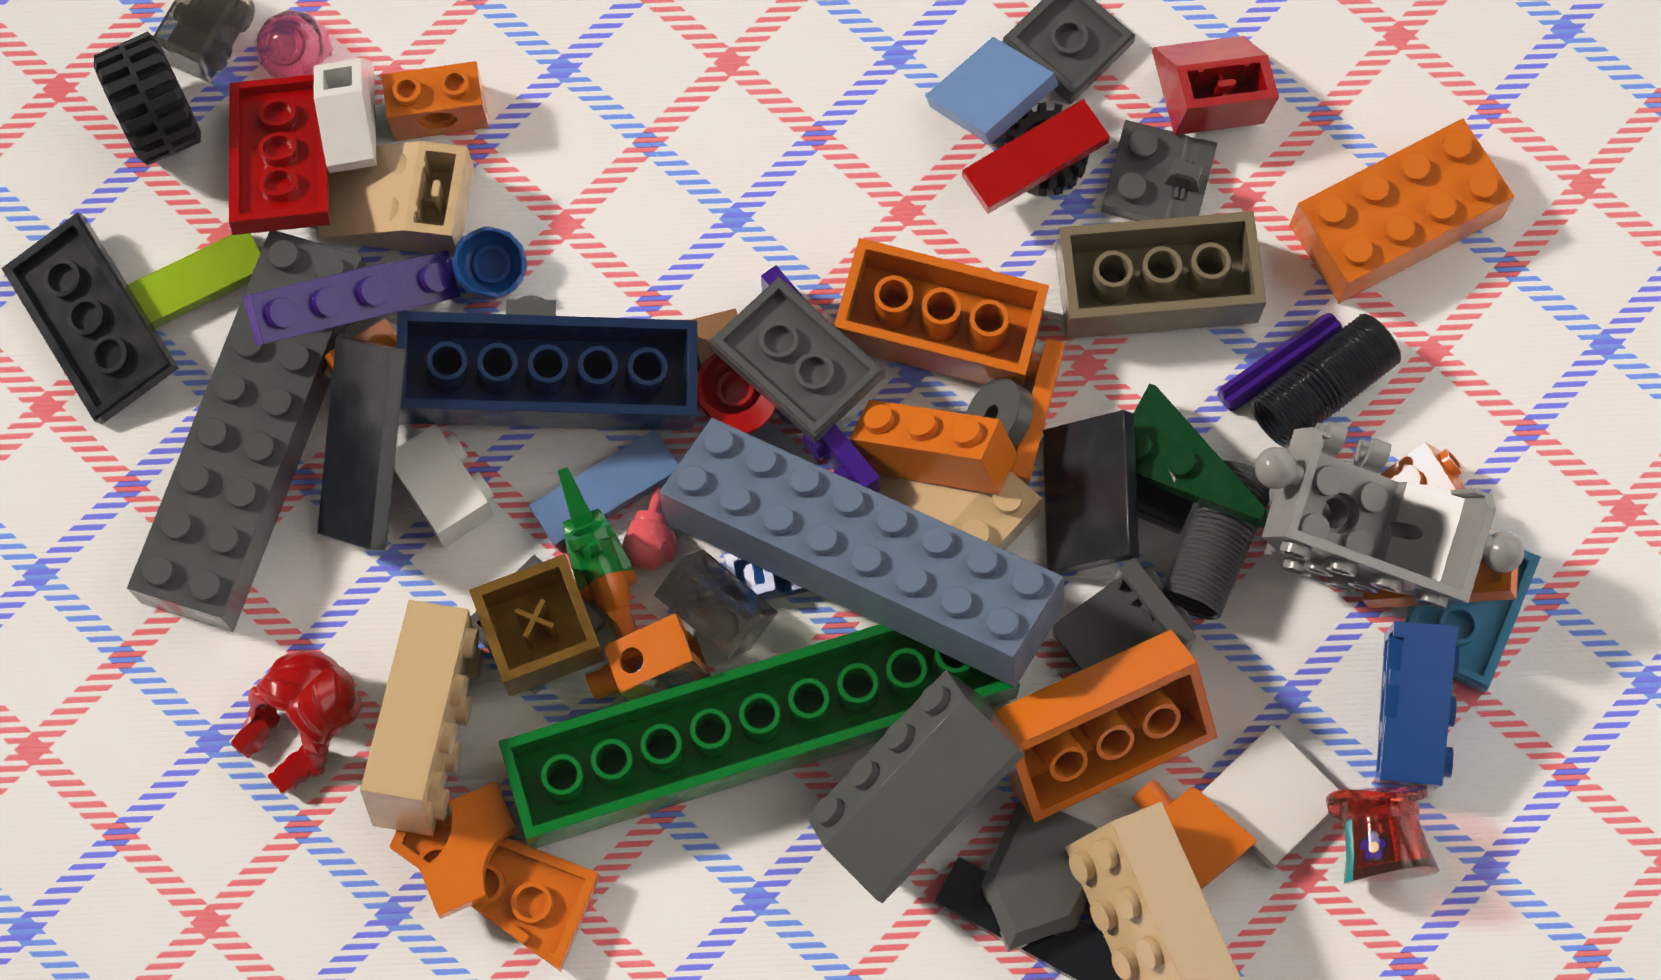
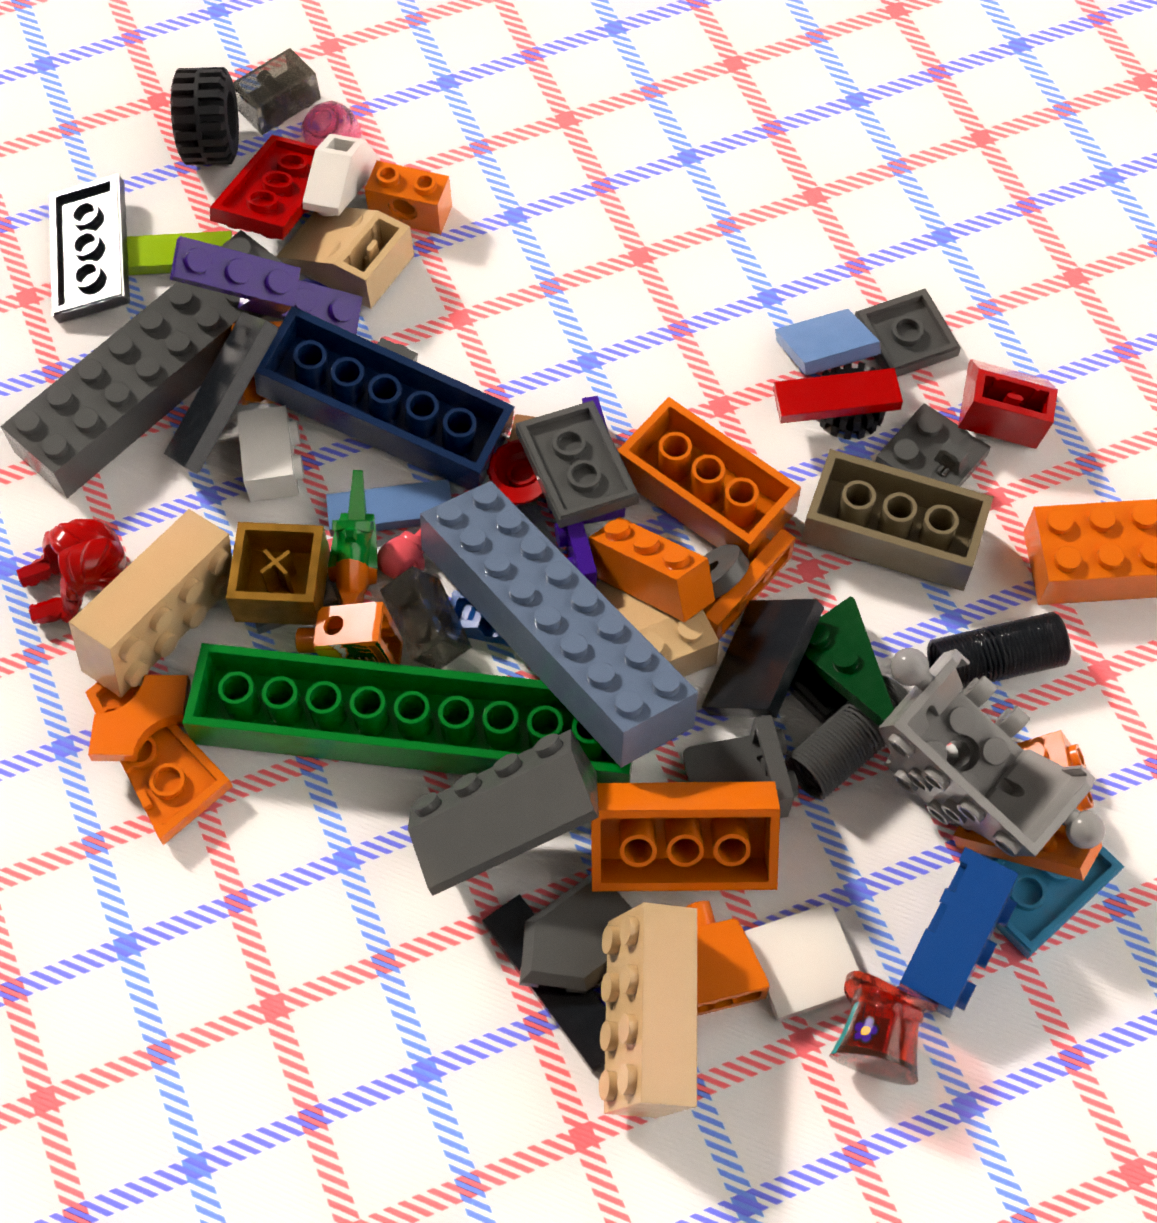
camera: 25 degrees right, 10 degrees down
(489, 263) = (387, 315): blue hair -> none
(1277, 362) = (921, 633): dark purple axle -> none

